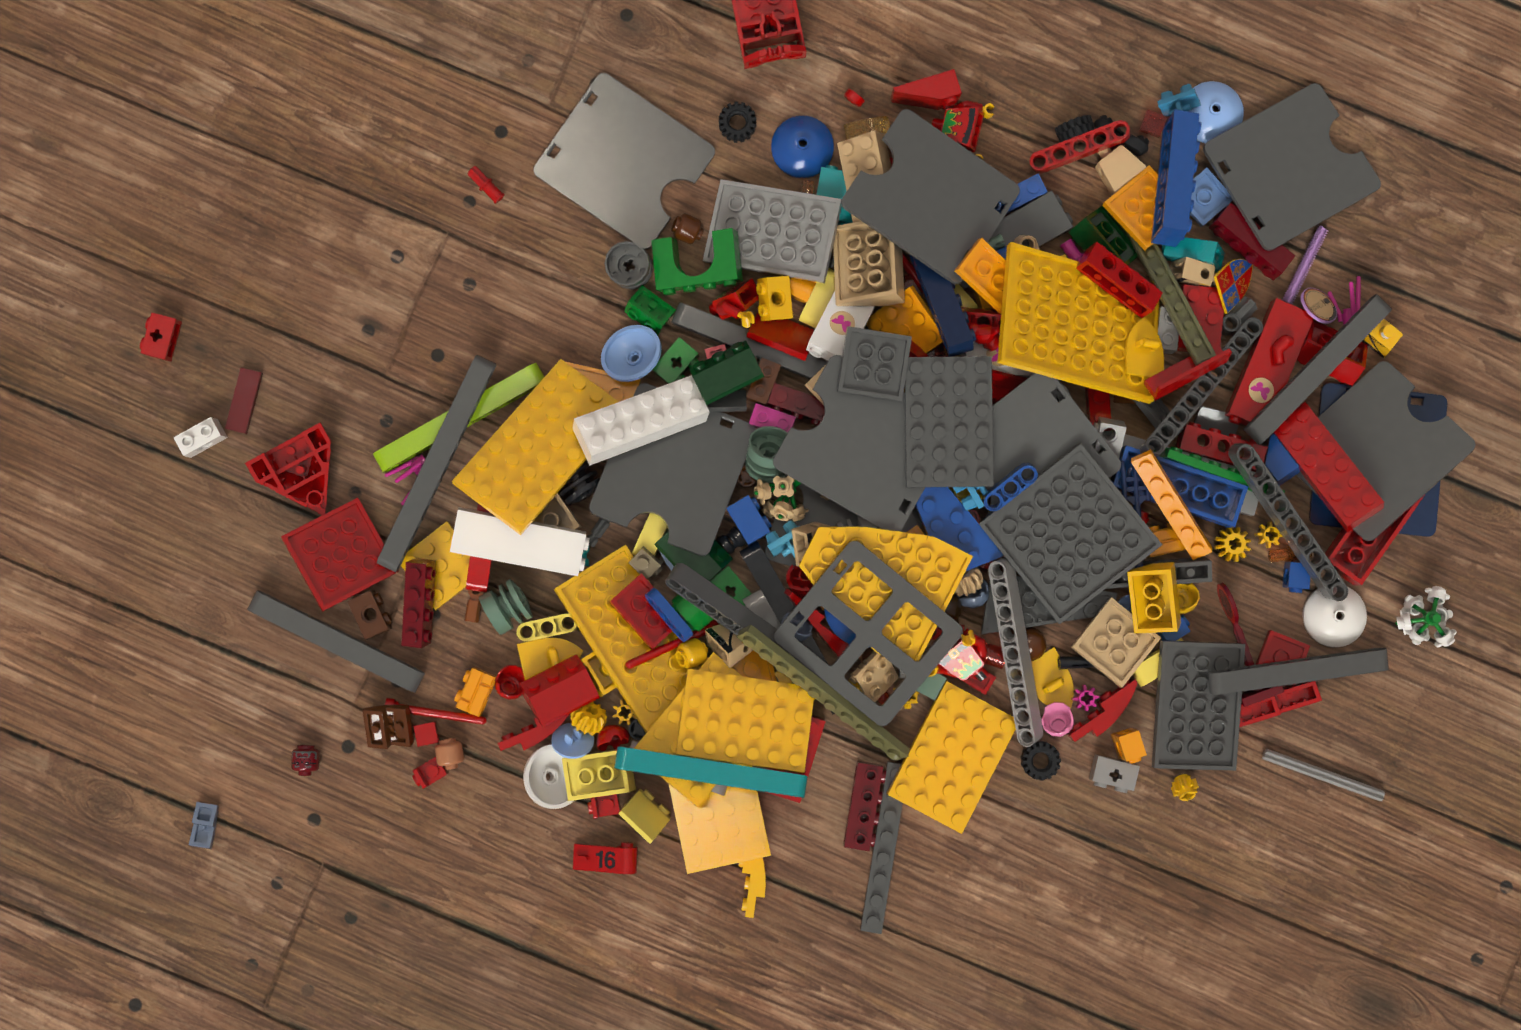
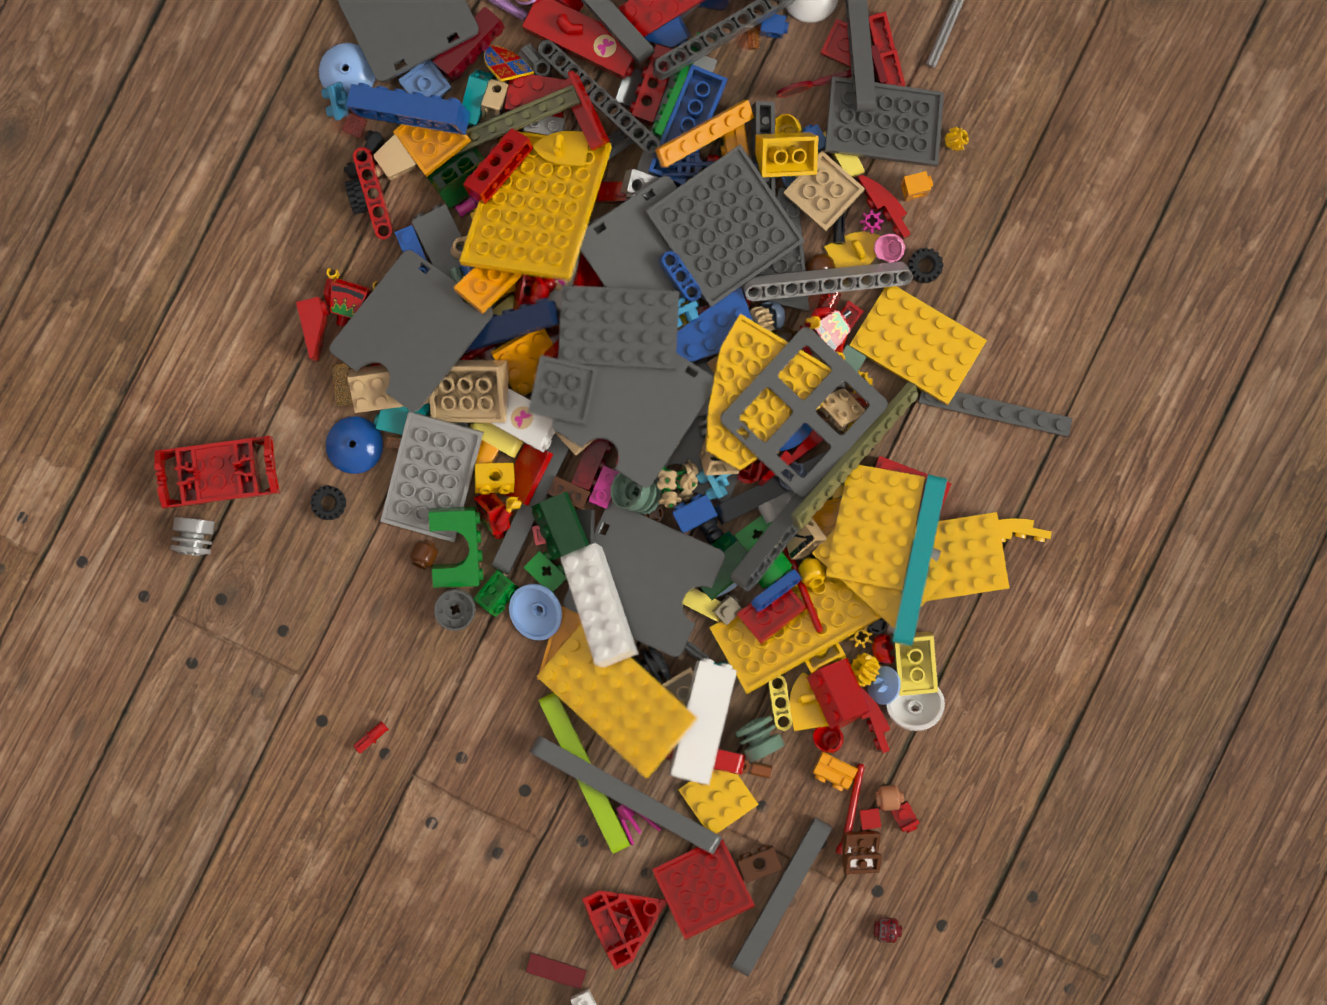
camera: 85 degrees left, 0 degrees up
(418, 602) = (751, 818): dark red brick -> none
(604, 806) = (944, 660): red bracket -> none
(606, 858) = (992, 661): red door -> none
(621, 159) = (354, 611): door -> none
(645, 815) = (954, 622): light yellow slope -> none
(854, 98) = (313, 395): red tile -> none
(863, 806) = (956, 426): dark red brick -> none
(1126, 773) = (940, 212): light grey brick -> none
(1235, 552) = (748, 79): yellow gear -> none
(1265, 539) = (740, 48): yellow gear -> none

